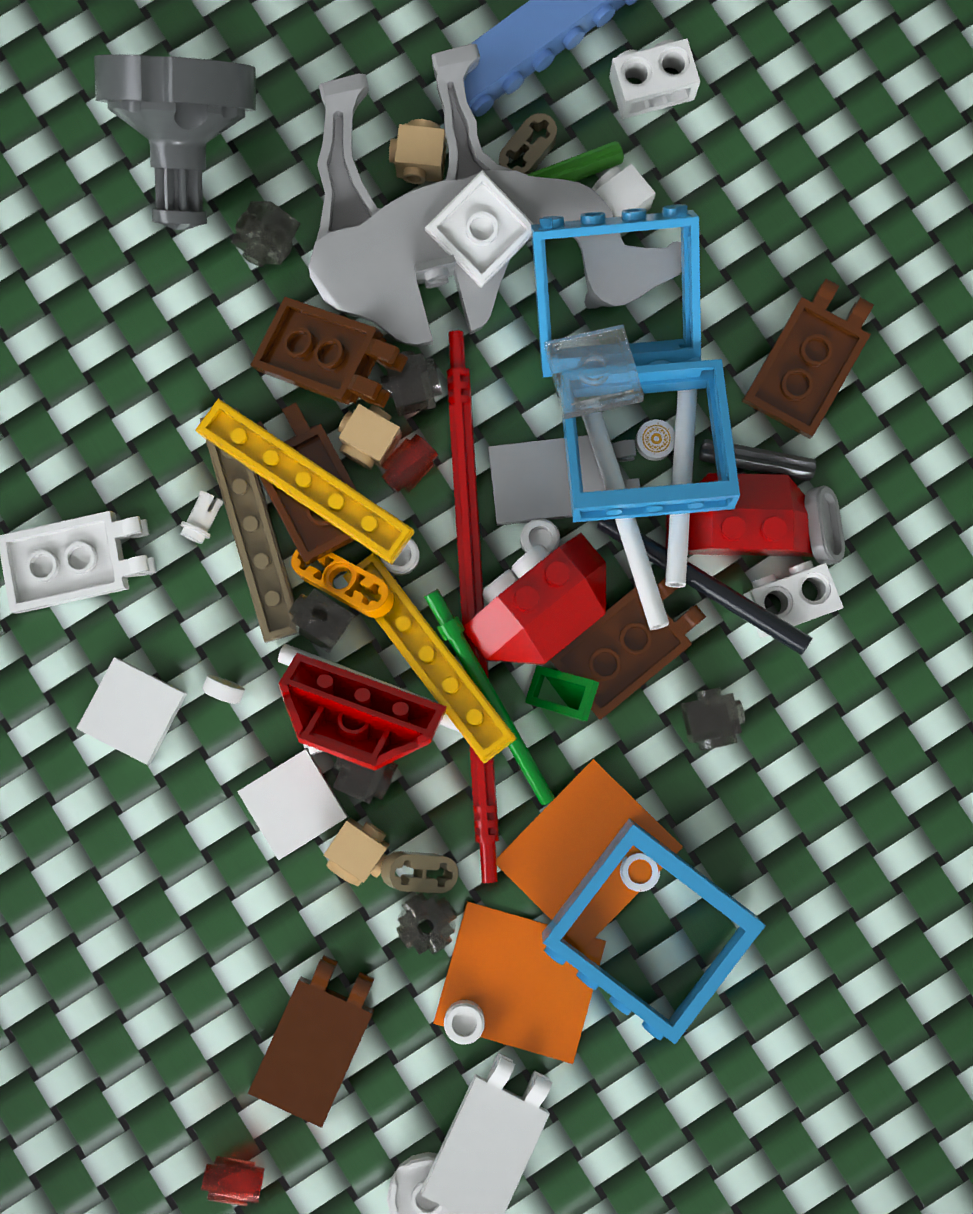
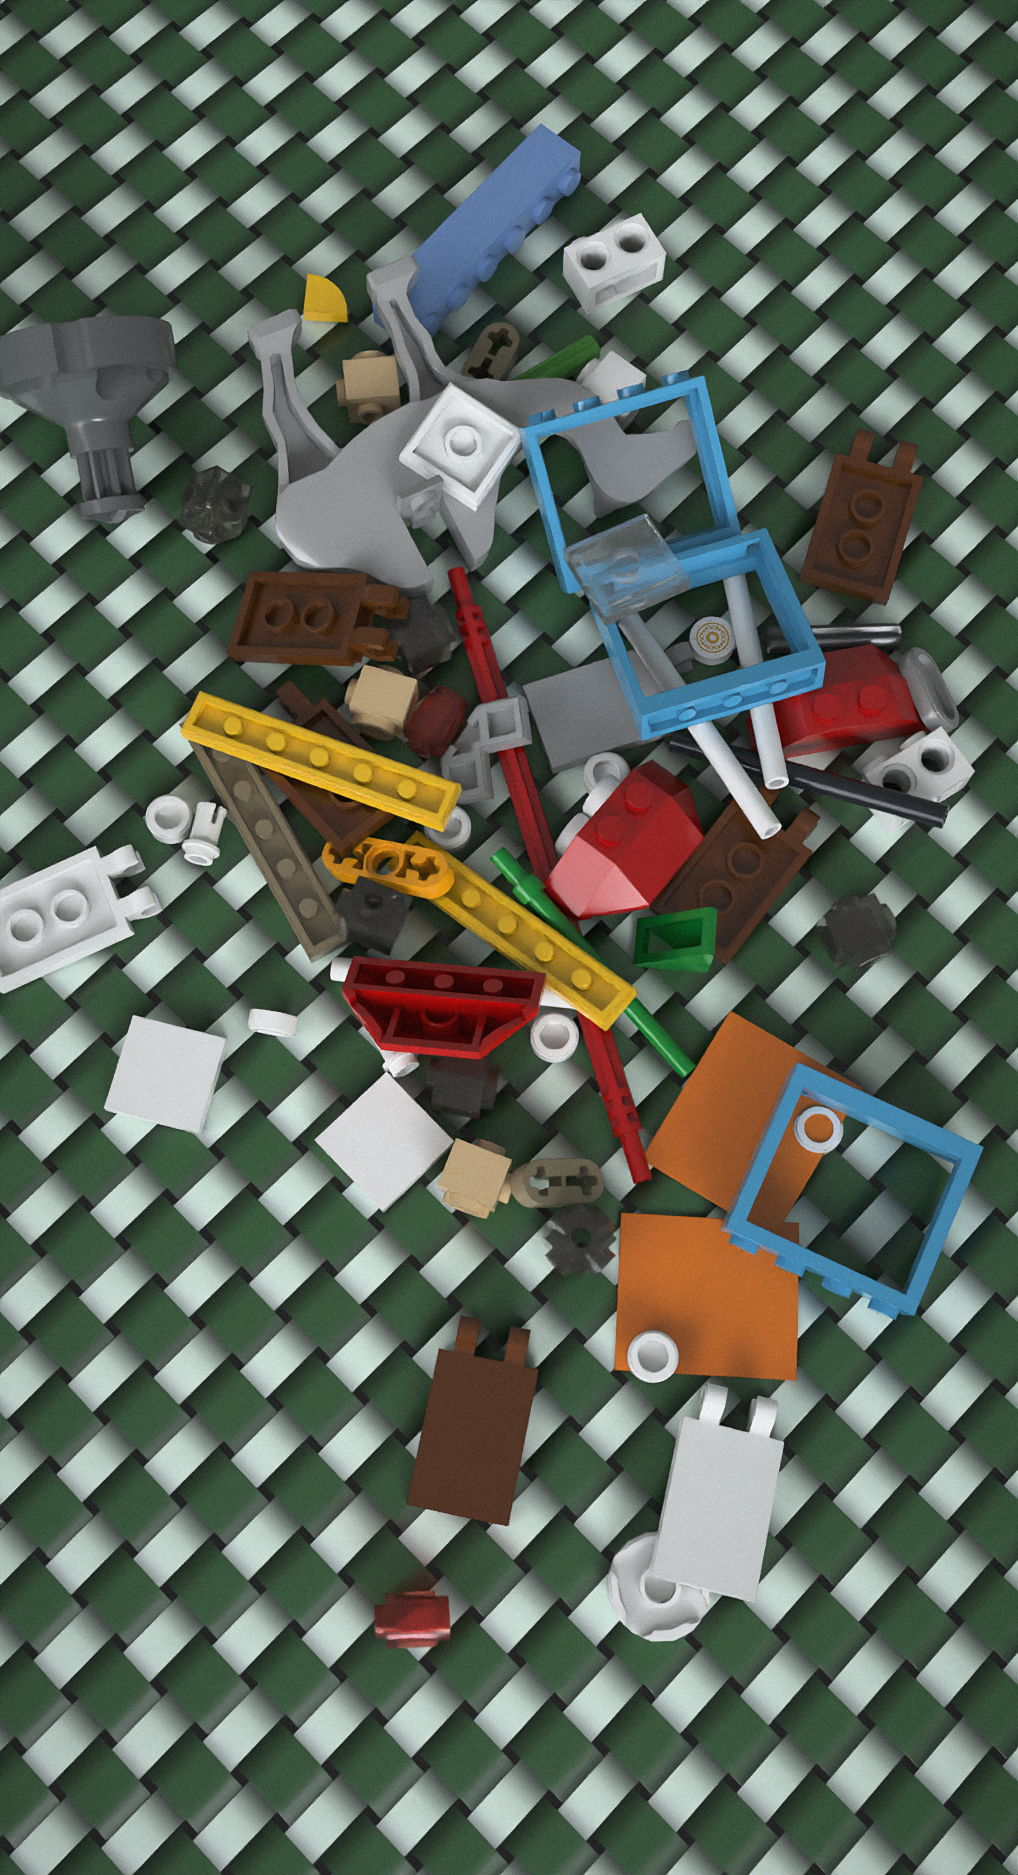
camera: 15 degrees left, 10 degrees down
(176, 497) = (170, 818): none -> white tile
(398, 60) = (324, 301): none -> yellow tile
(447, 749) = (554, 1037): none -> white tile
(451, 481) = (490, 729): none -> light grey tile

